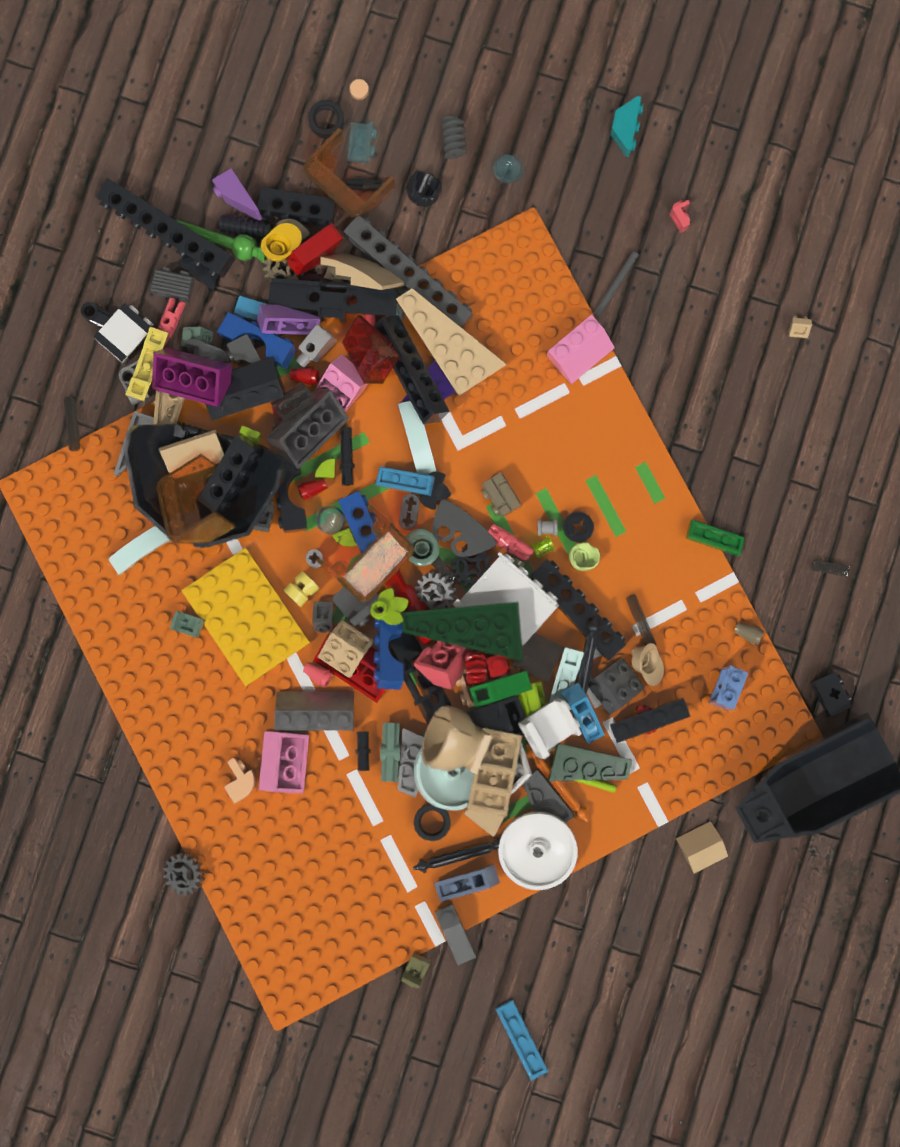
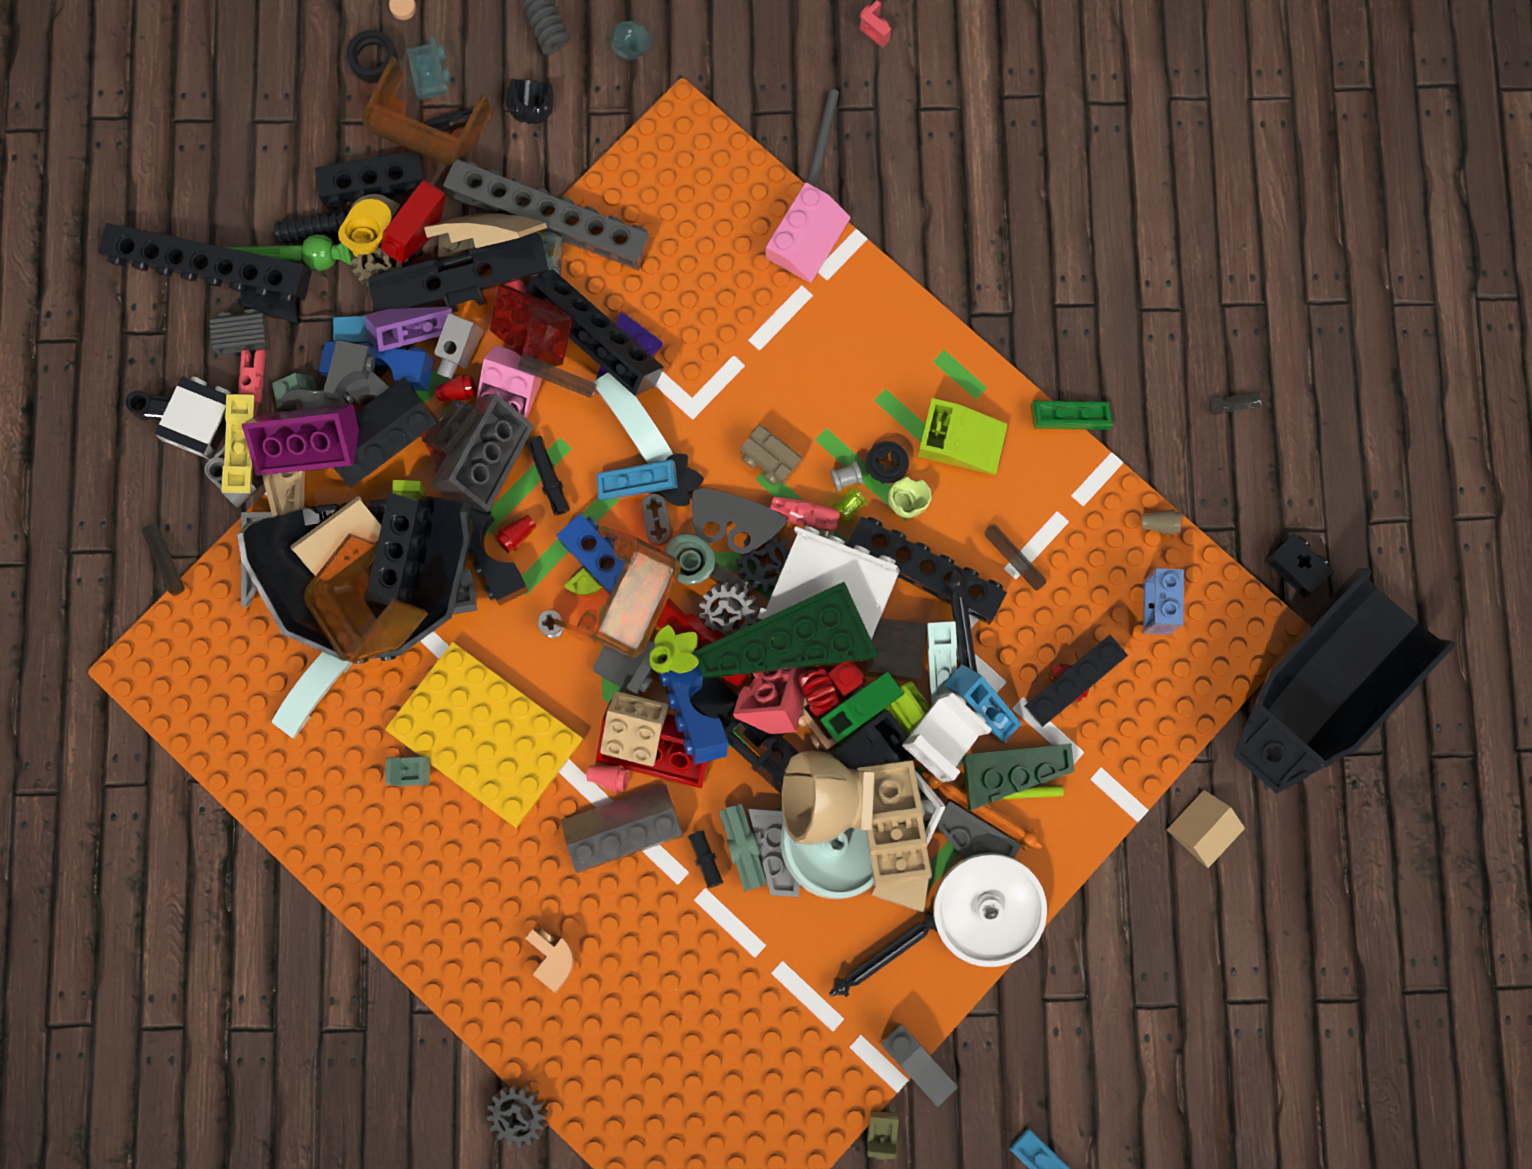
camera: 15 degrees left, 5 degrees down
(234, 194) = (284, 189): medium lavender slope -> none
(237, 336) = (347, 365): none -> dark grey arch
(283, 762) = (603, 912): bright pink slope -> none
(298, 595) = (541, 678): light yellow wheel -> none
(323, 616) = (588, 697): dark grey bracket -> none
(326, 469) = (526, 502): lime tile -> none
(329, 519) = (553, 566): clear light blue hair -> none
(375, 392) = (557, 376): none -> clear smoke axle
(431, 837) = (839, 943): black tyre -> none
(454, 349) = (645, 289): tan wing -> none
(467, 883) = (910, 988): sand blue slope -> none
(616, 686) = (1013, 653): dark grey bracket -> none
(635, 528) = (962, 437): none -> lime slope
(649, 663) = (1044, 606): tan piece -> none
(800, 327) = (1080, 112): tan tile -> none

